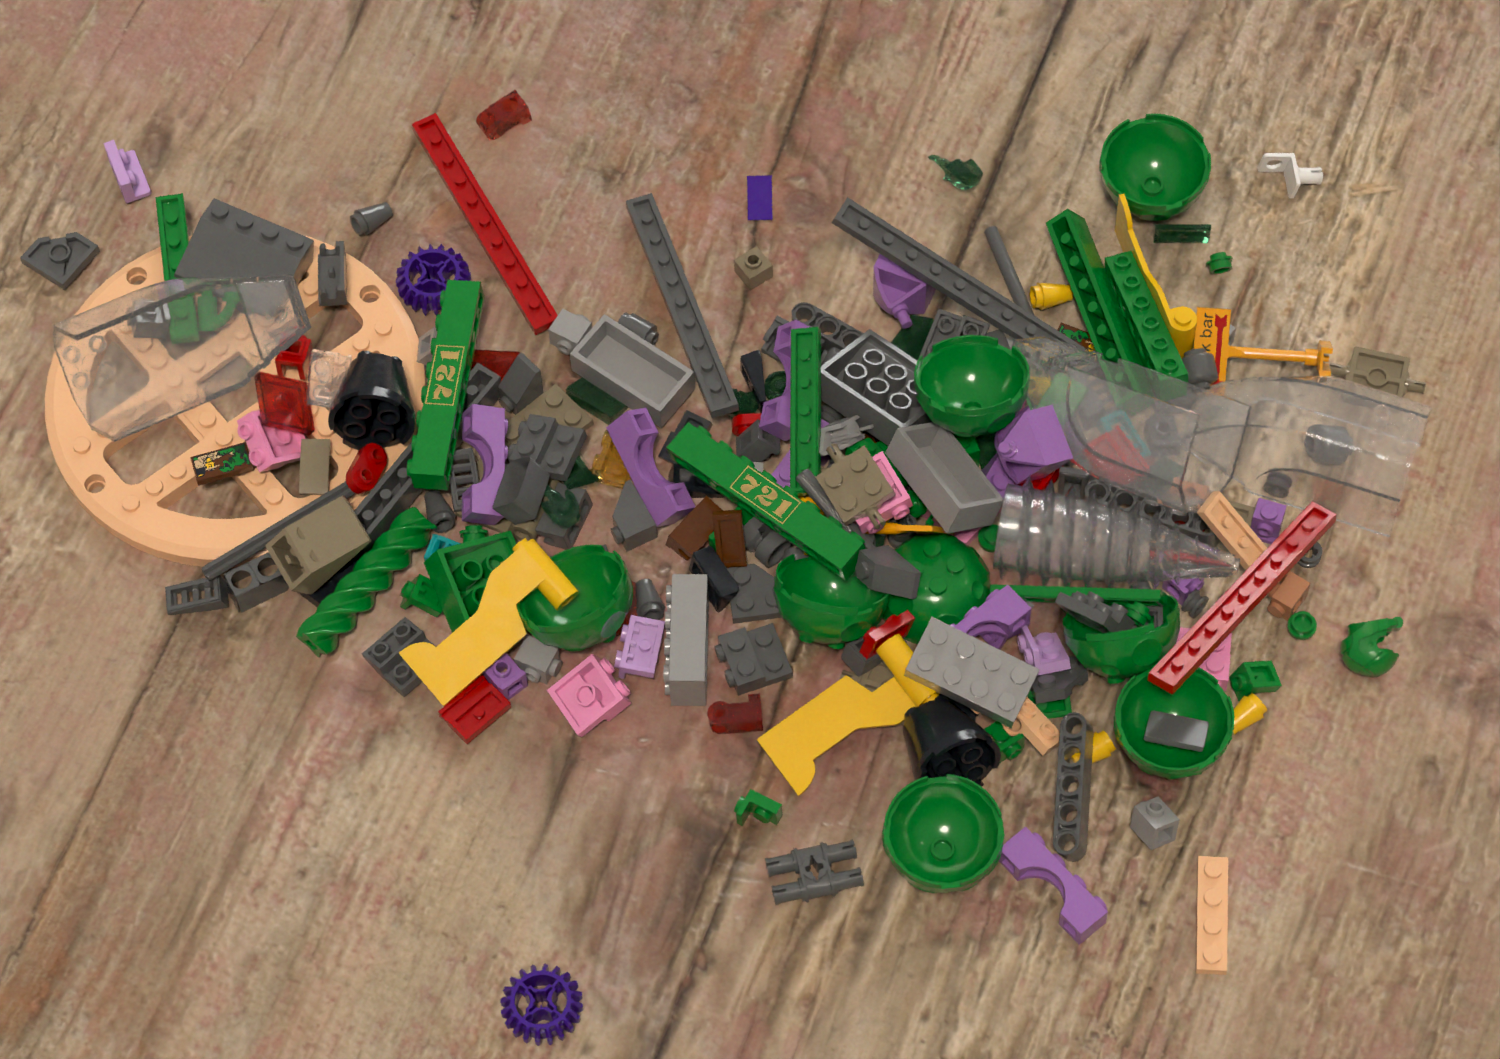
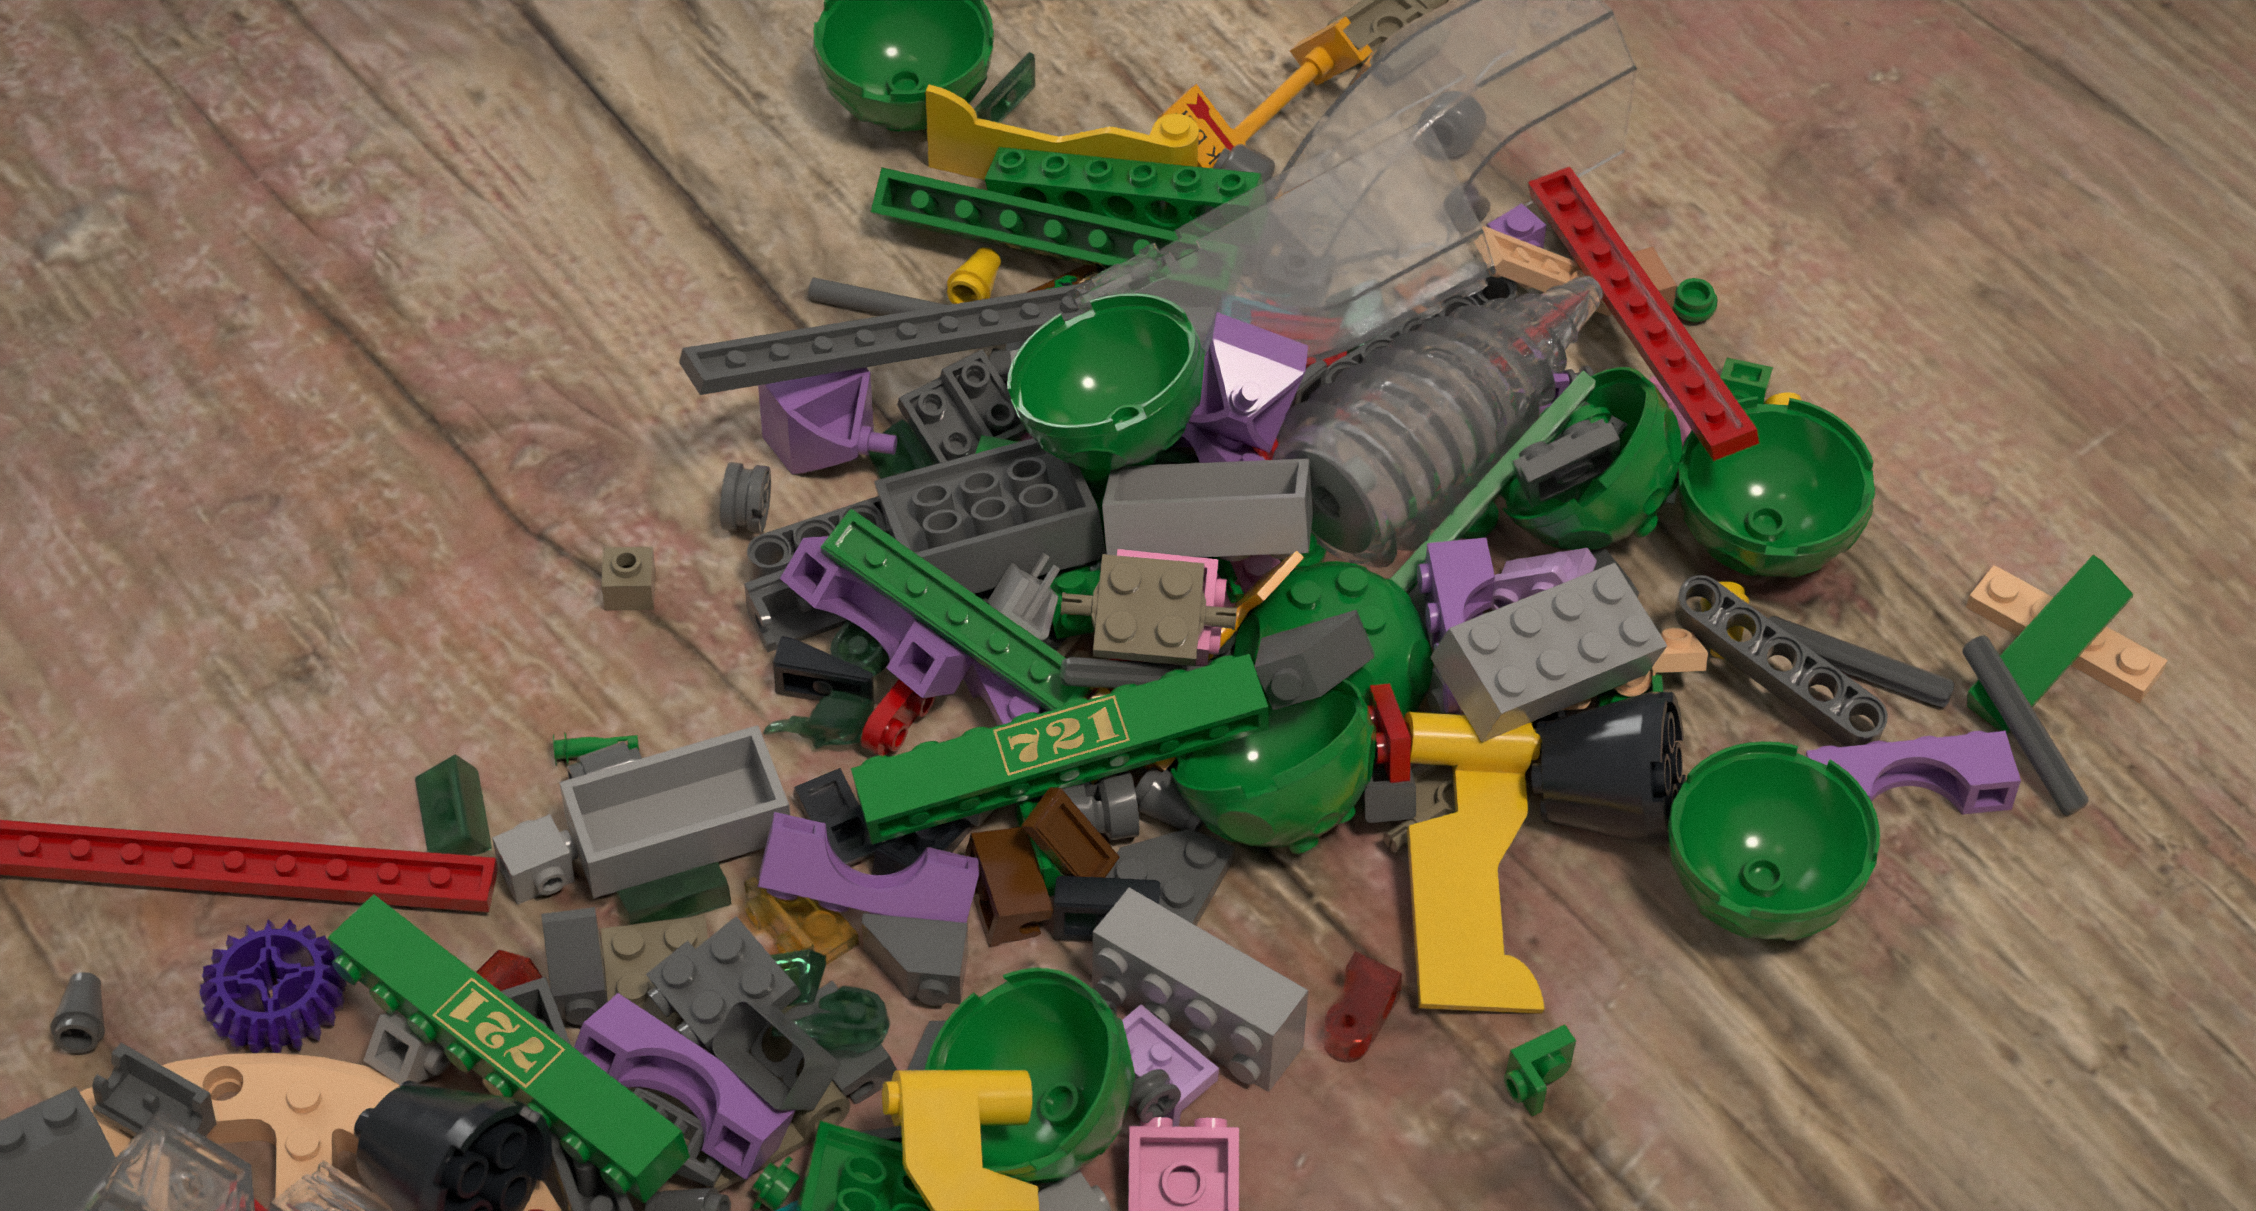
camera: 60 degrees left, 10 degrees down
(503, 115) = (76, 735): clear red leg -> none
(578, 285) = (453, 808): none -> clear green slope
(612, 653) = (1154, 1095): none -> dark grey bush
(643, 306) = (580, 746): none -> green piece
(682, 306) = (621, 687): dark grey plate -> none
(753, 658) = (1282, 930): dark grey plate -> none
(757, 443) = (930, 720): dark grey brick -> none
(759, 197) = (512, 514): dark purple sticker -> none
(821, 858) = (1668, 1060): dark grey pin -> none
(832, 284) = (745, 497): none -> dark grey wheel
(961, 174) = (695, 267): clear green piece -> none
(1115, 825) = (1872, 665): none -> dark grey axle
(1123, 920) = (2025, 725): none -> dark grey axle
(1154, 823) = (1892, 608): light grey brick -> none
(1176, 731) = (1779, 500): dark grey slope -> none
(1185, 906) = (2057, 636): none -> green slope
(1219, 263) = (1084, 84): green plate -> none
(1361, 649) = (1784, 249): green helmet -> none

